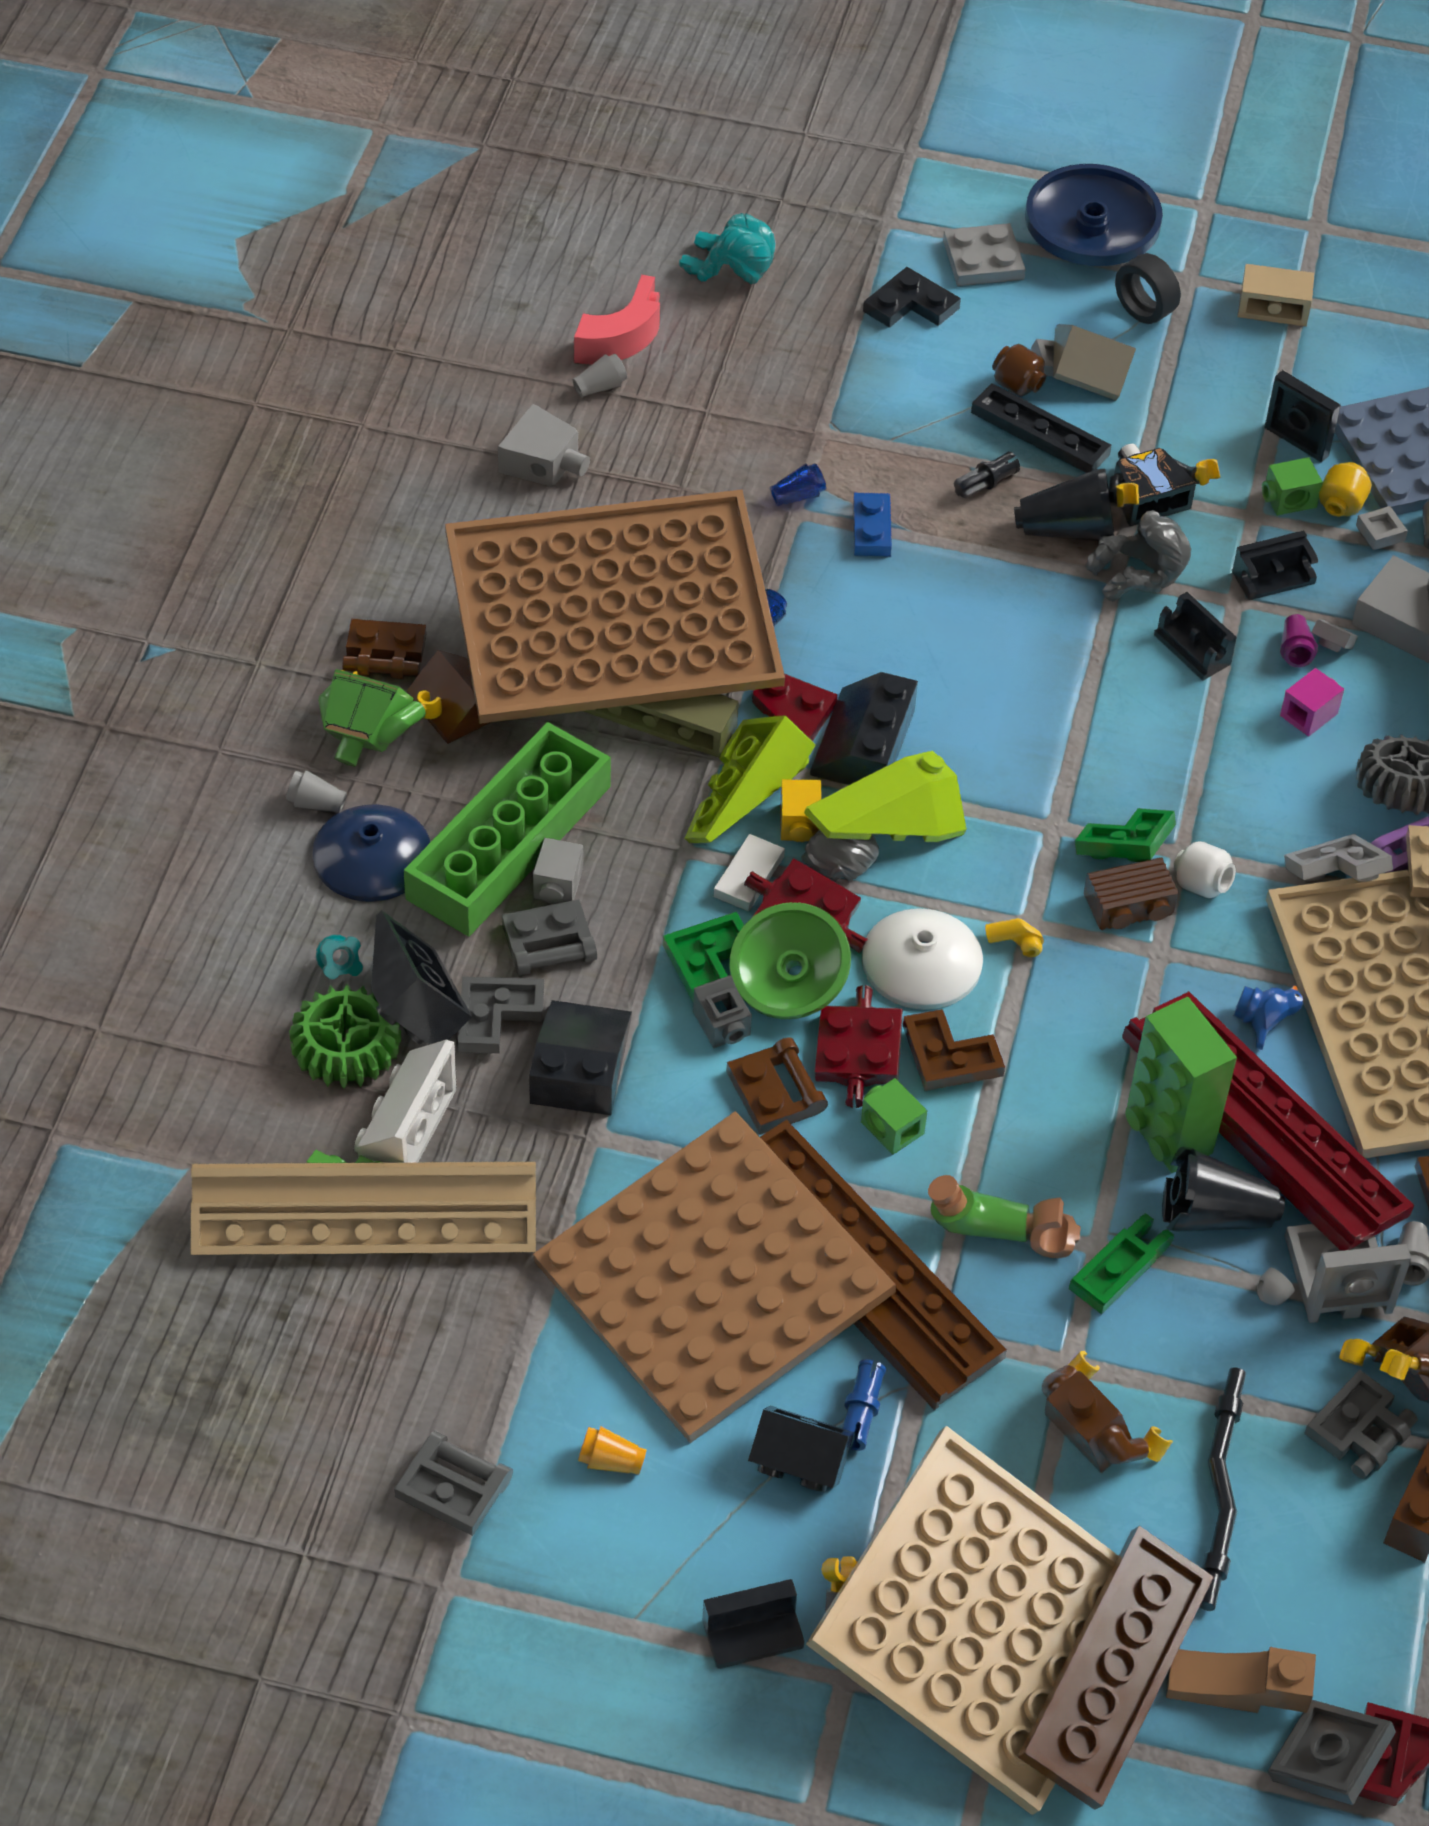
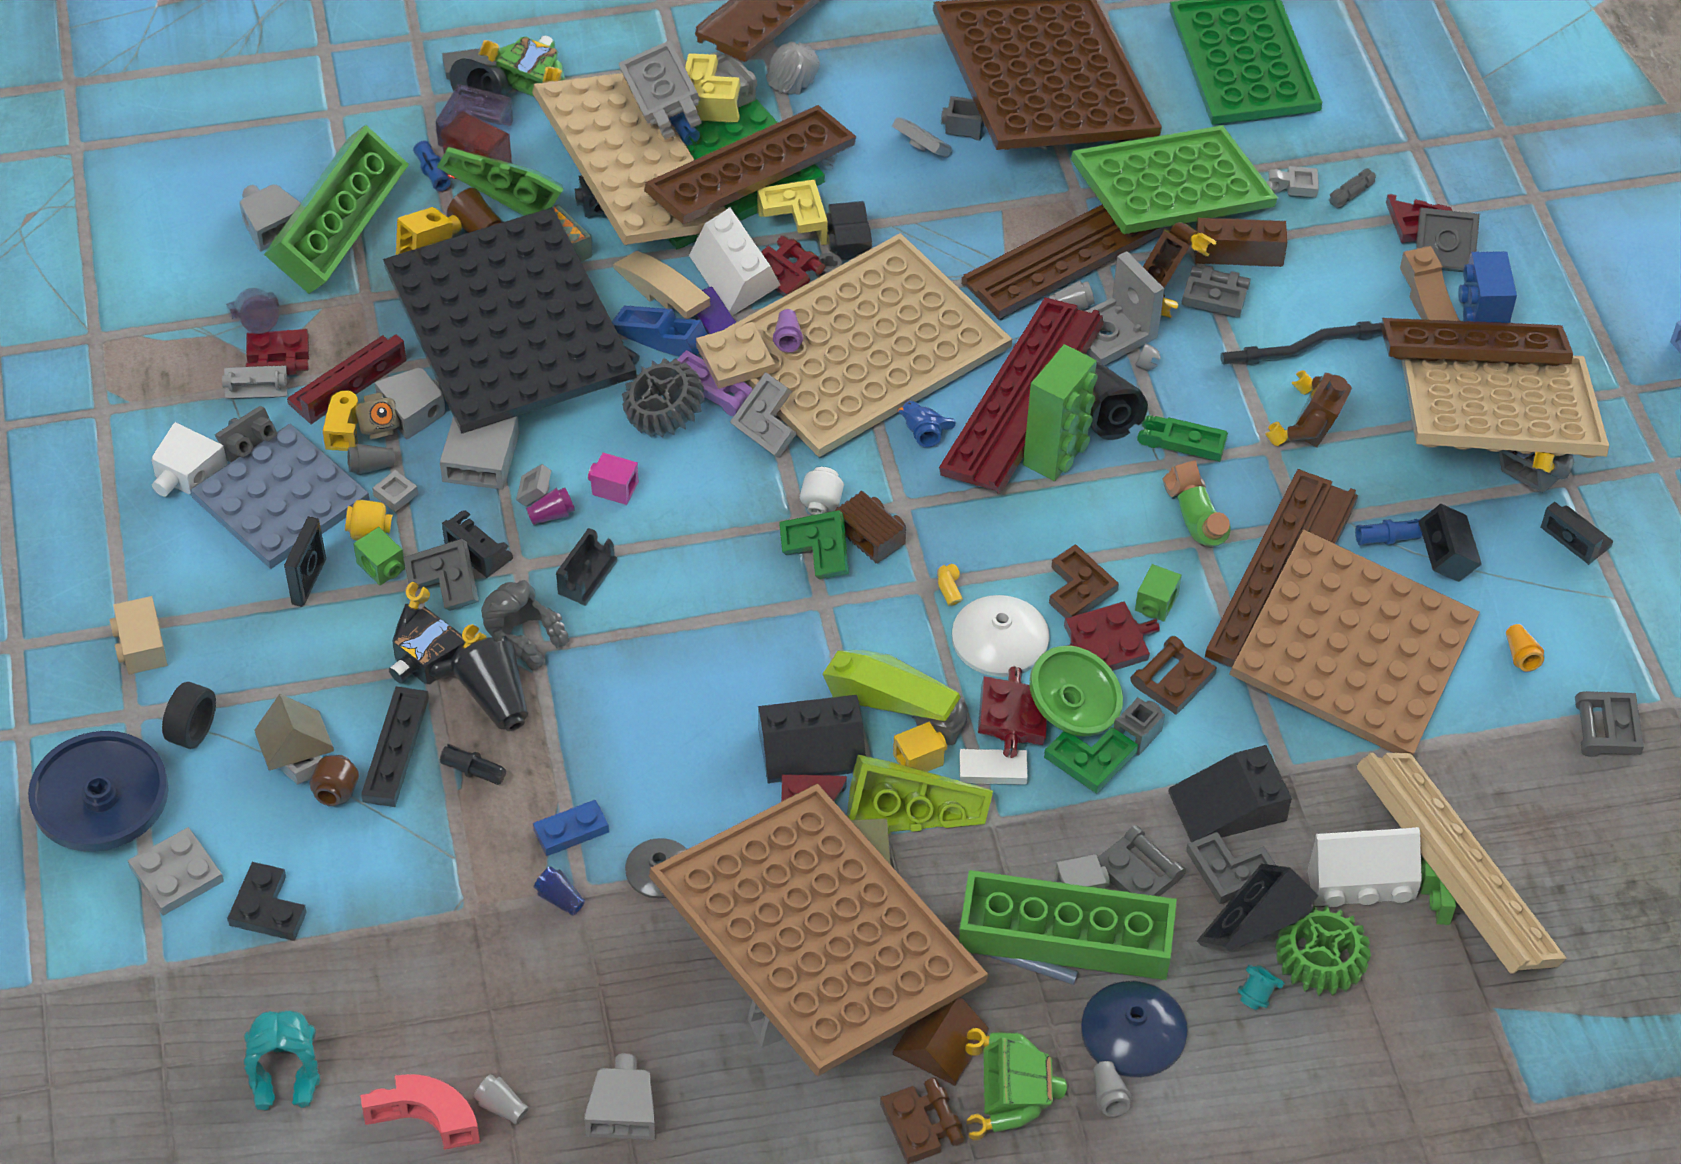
camera: 115 degrees left, 0 degrees up
(792, 573) = (643, 858): none -> dark grey dish
(1194, 1727) = (1488, 288): none -> blue brick
(1249, 525) = (450, 567): none -> dark grey plate

